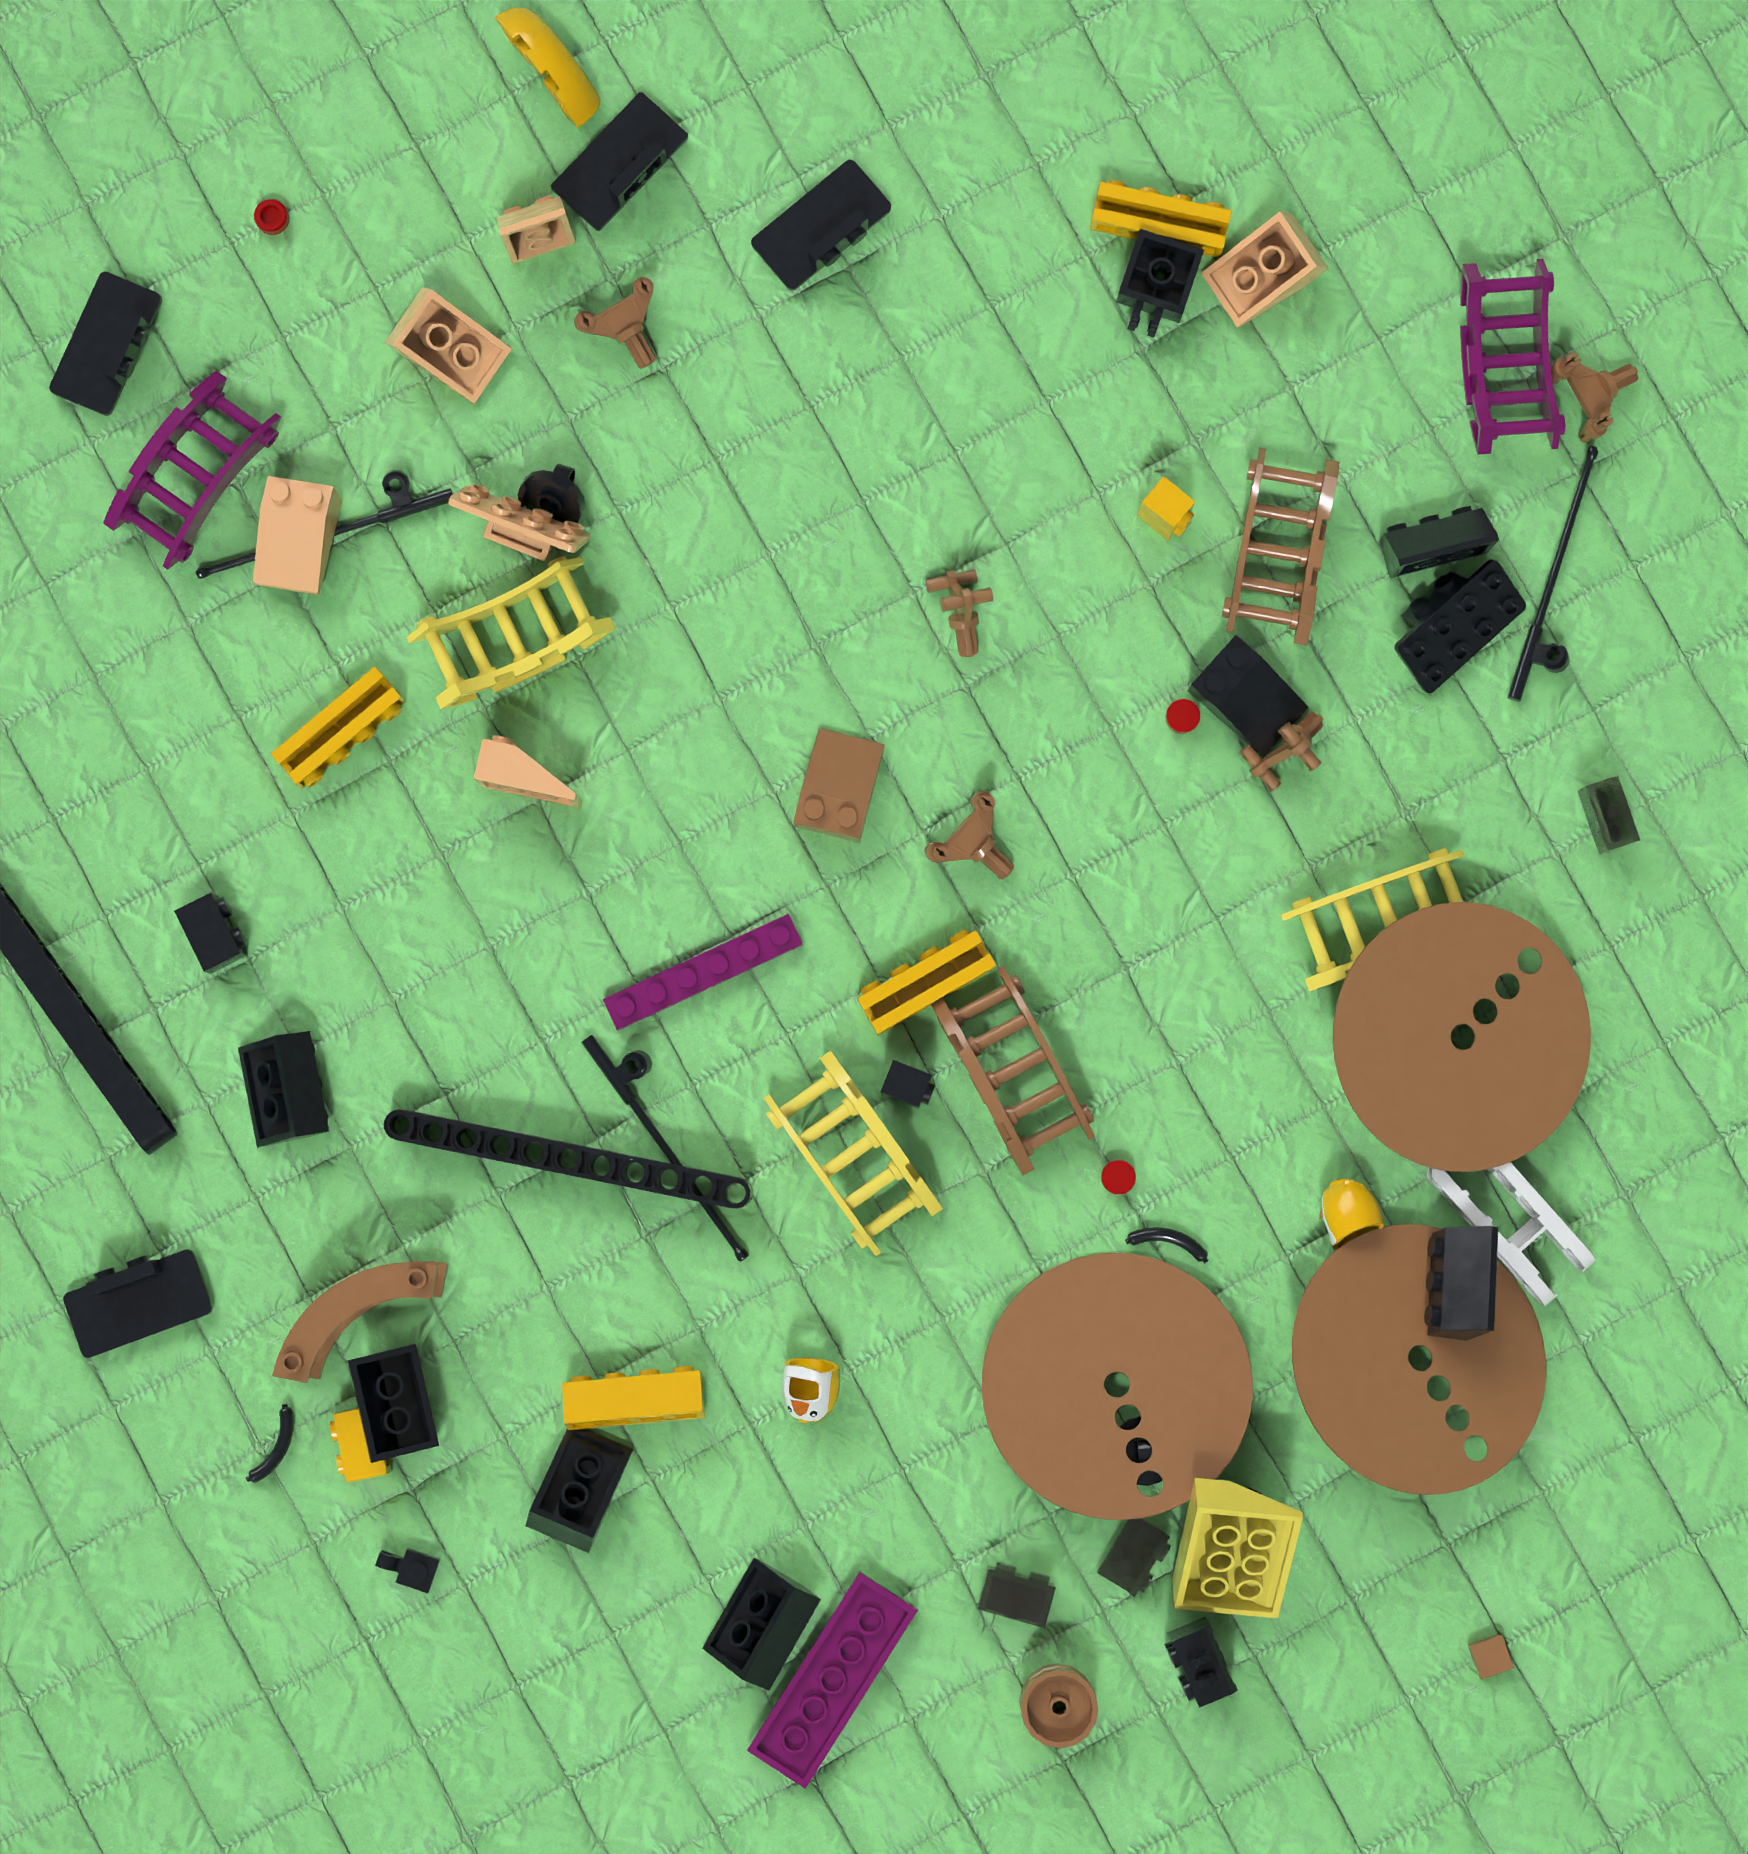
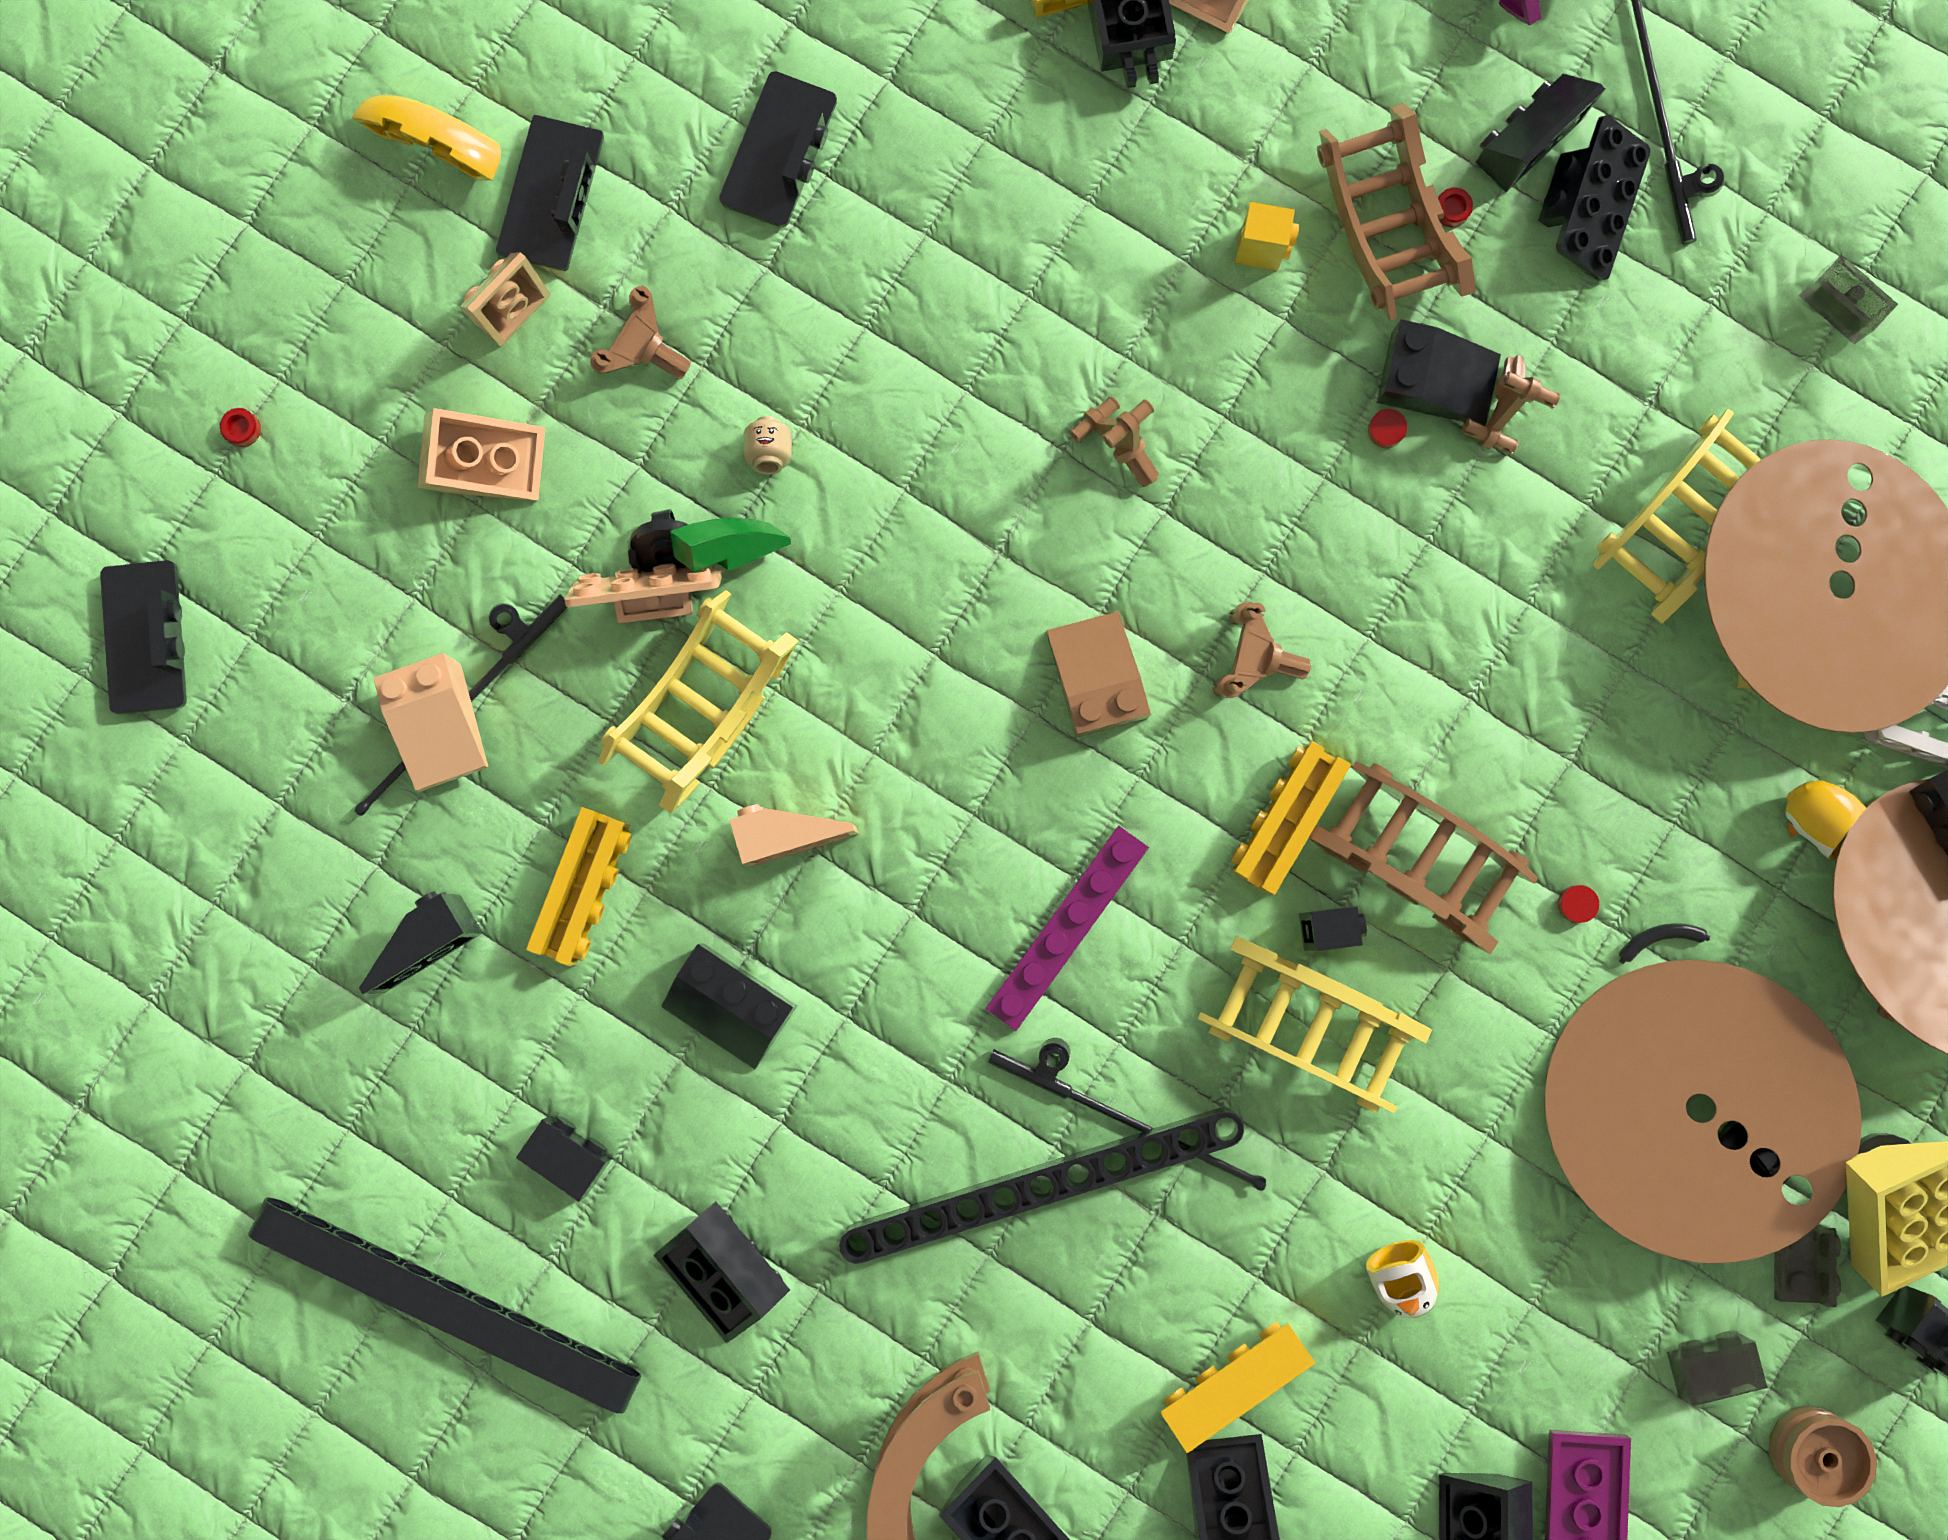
camera: 30 degrees left, 0 degrees up
(163, 448) = (253, 706): magenta fence -> none
(196, 701) = (422, 938): none -> black slope
(403, 885) = (728, 1005): none -> black slope
(602, 520) = (725, 542): none -> green slope
(679, 460) = (767, 445): none -> tan head
(1338, 567) = (1456, 206): none -> red tile

